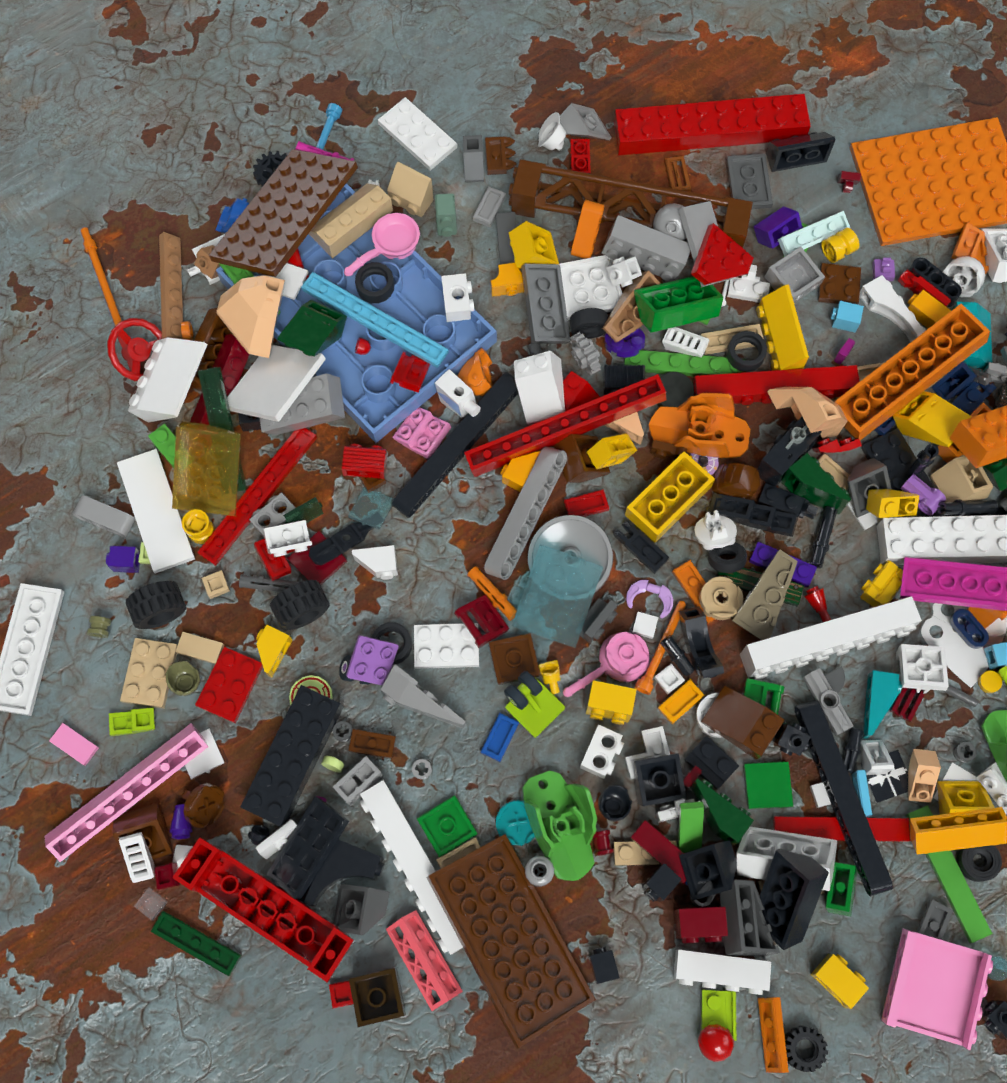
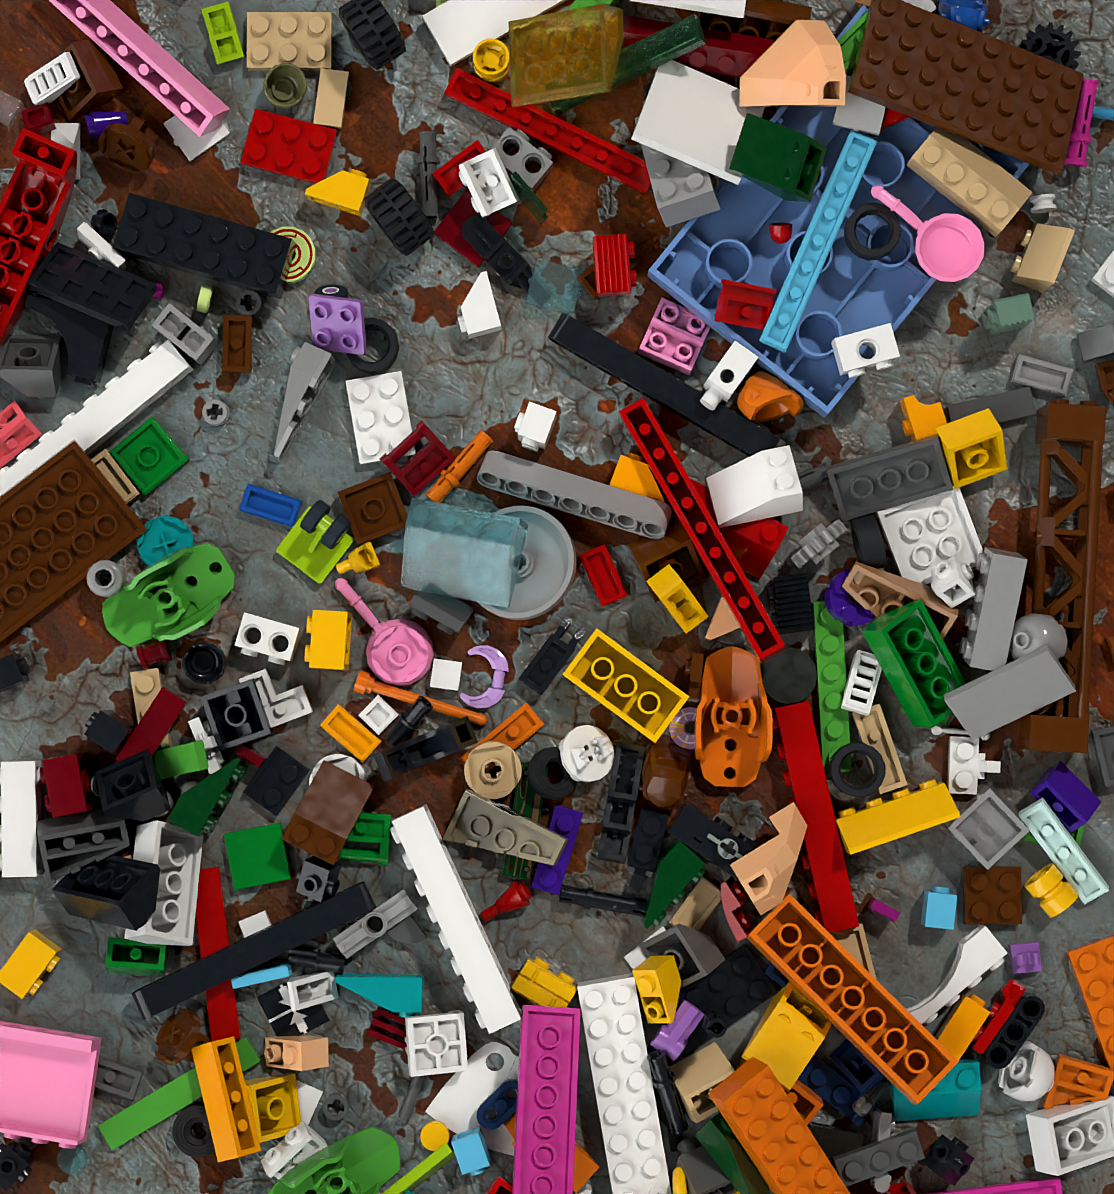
camera: 80 degrees right, 15 degrees up
(215, 584) = (418, 101): tan plate -> none
(472, 531) = (535, 426): none -> white brick
(587, 229) = (1014, 521): orange beam -> none
(720, 258) = (990, 716): red plate -> none
(907, 864) = (179, 1037): none -> reddish brown tile

